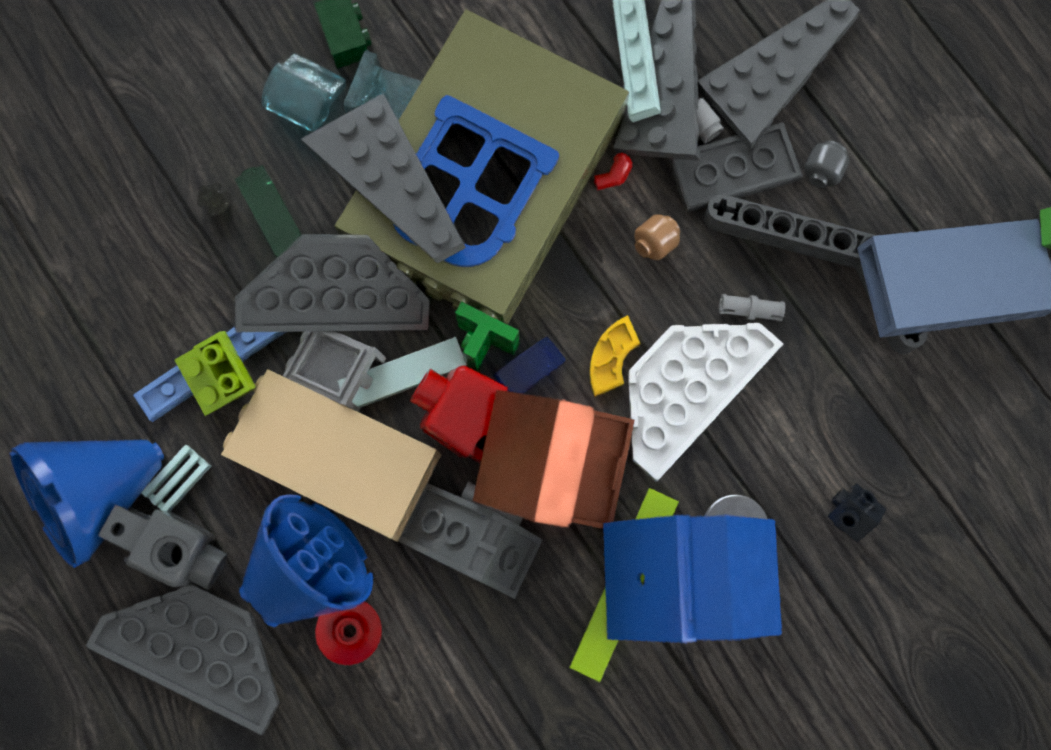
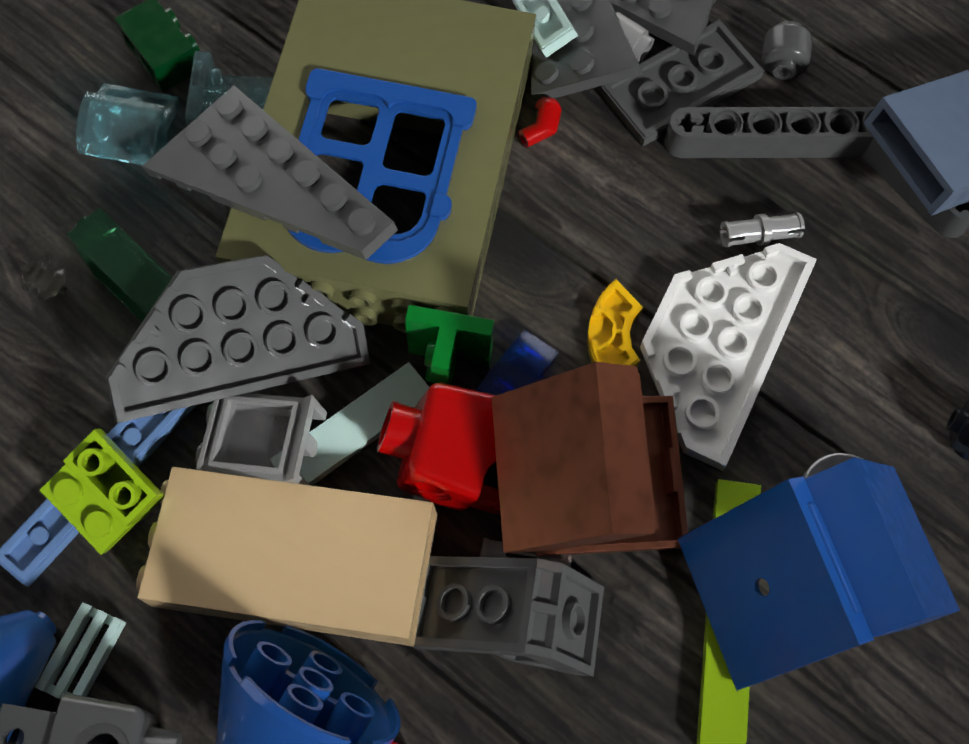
camera: 20 degrees left, 10 degrees down
(657, 237) = (620, 178): medium nougat head -> none

